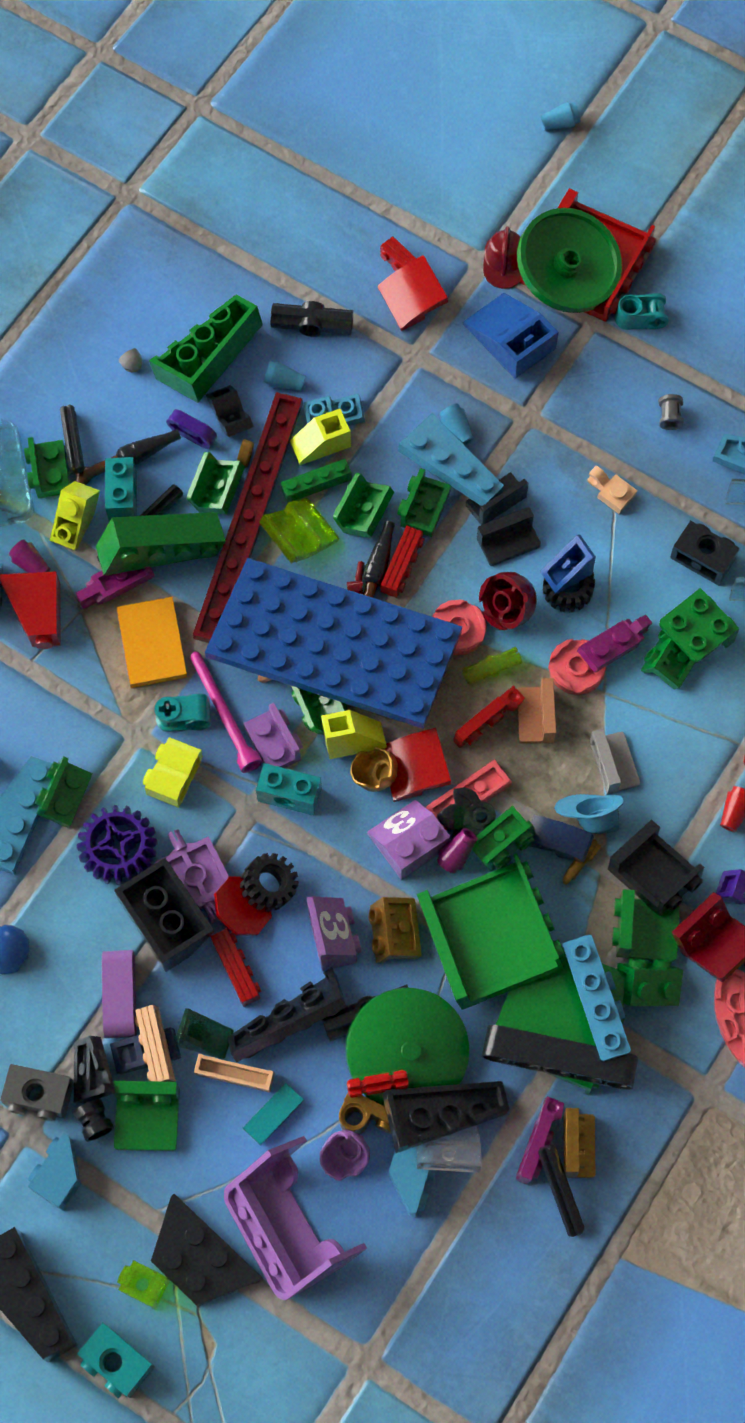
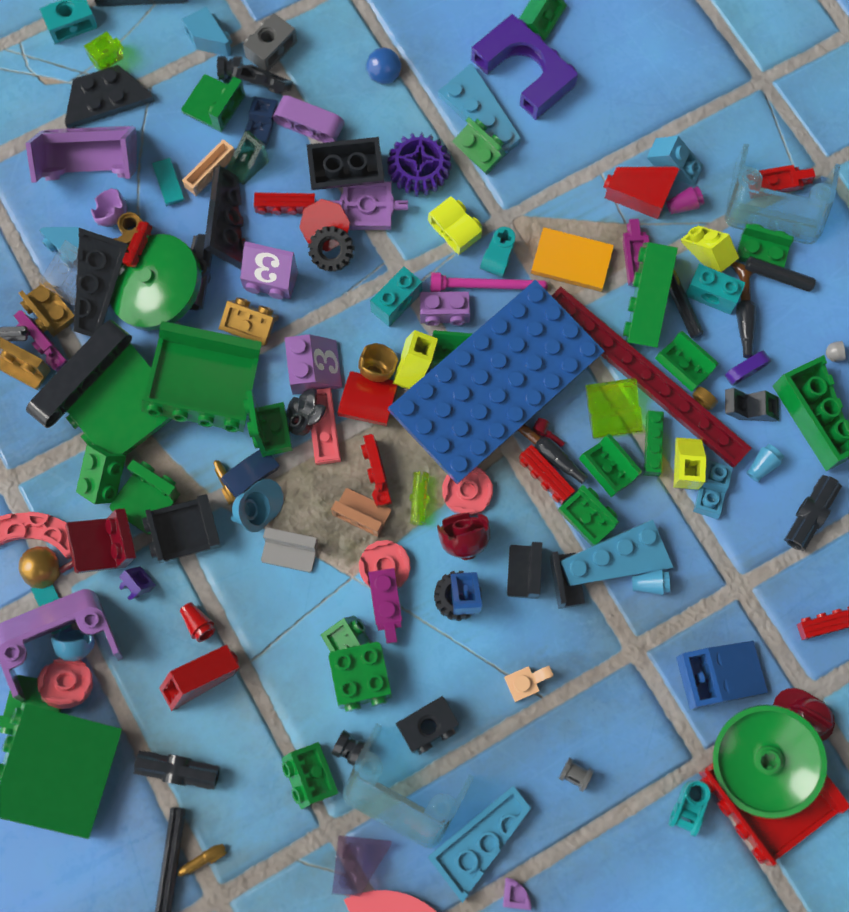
camera: 115 degrees right, 5 degrees up
(155, 1045) = (257, 124): light nougat piece -> none
(412, 292) = (801, 610): slope -> none
(456, 852) = (279, 388): magenta cone -> none
(498, 1153) = (49, 308): none -> pearl gold bracket
(596, 997) = (100, 418): dark azure bracket -> none

